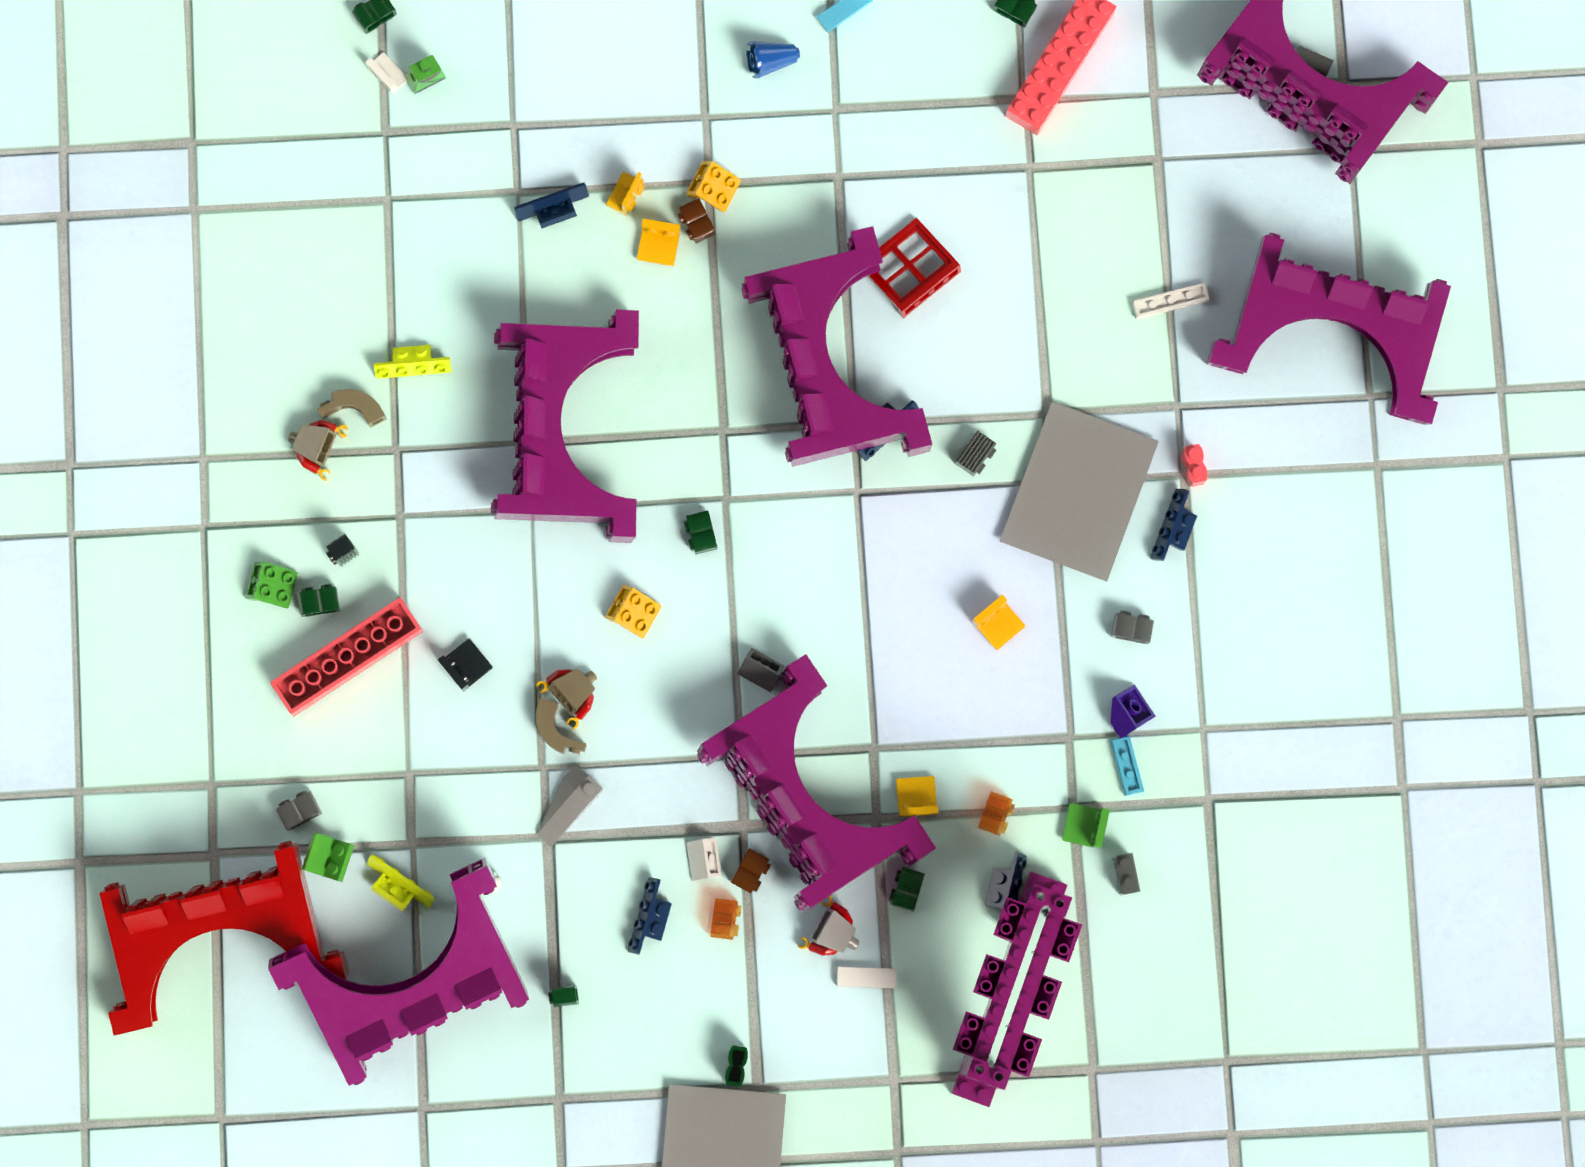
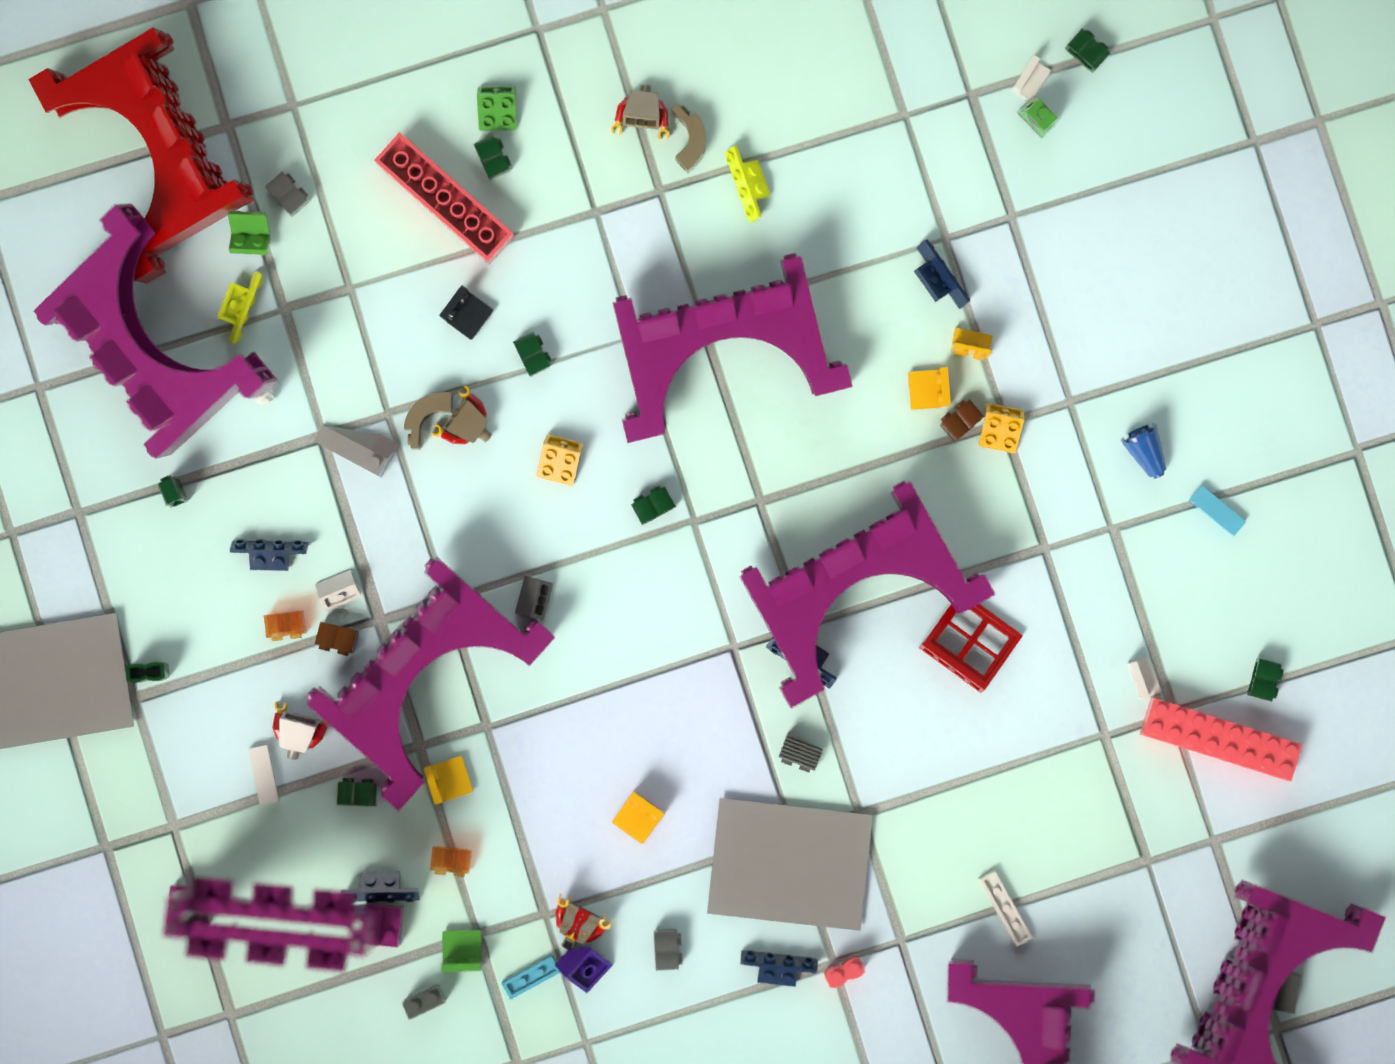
camera: 80 degrees right, 5 degrees up
(341, 551) = (545, 165): black brick -> none
(522, 611) = (532, 354): none -> dark green brick
(985, 117) = (1144, 678): none -> white panel
(1087, 705) = (578, 923): none -> torso

